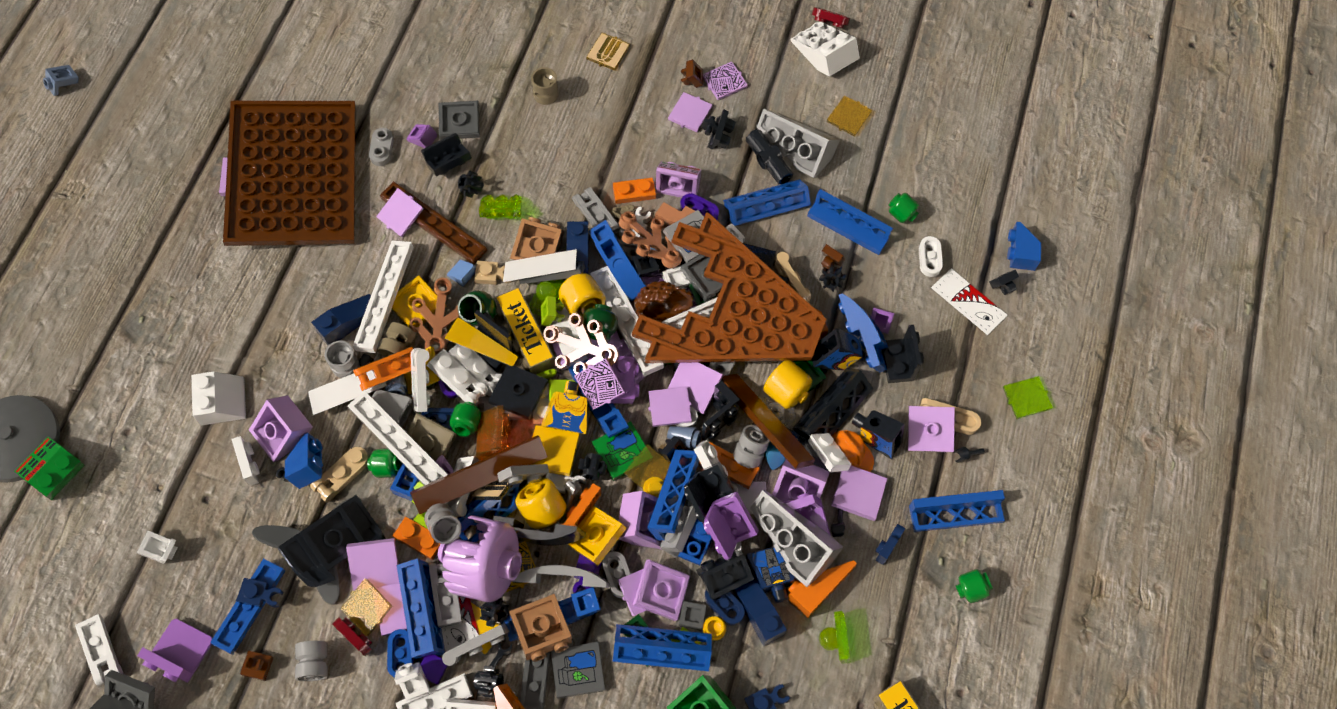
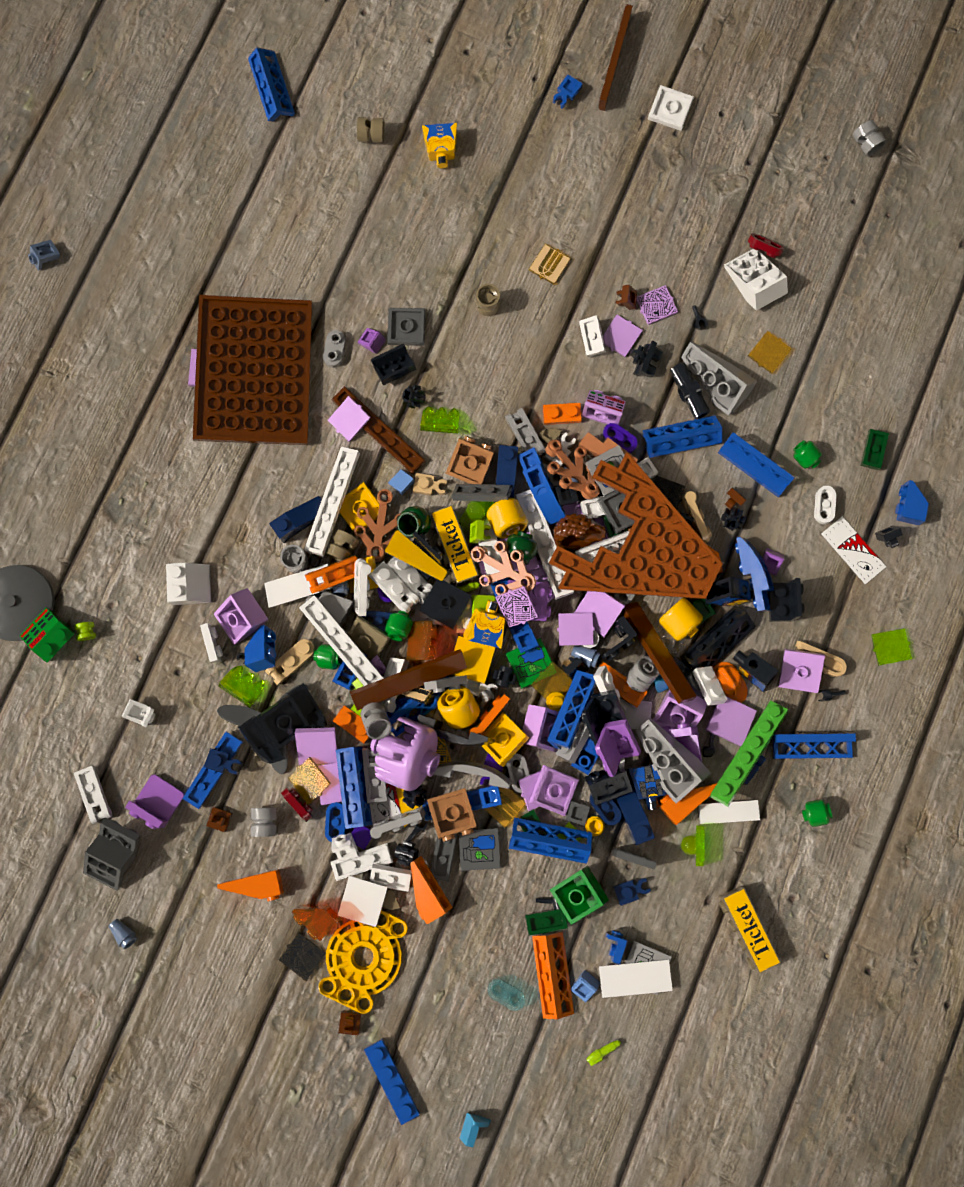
camera: 10 degrees right, 15 degrees up
(94, 460) = (85, 631): none -> lime wheel
(282, 507) = (242, 687): none -> clear neon green plate
(540, 265) = (472, 486): white sticker -> none
(604, 621) = (510, 807): none -> clear yellow piece
(659, 113) = (592, 336): none -> white plate
(764, 657) = (643, 861): none -> dark grey tile
(770, 89) = (698, 318): none -> black hand
(871, 596) = (736, 812): none -> white tile
(884, 524) = (749, 753): none -> bright green plate
(974, 198) = (874, 449): none -> dark green plate

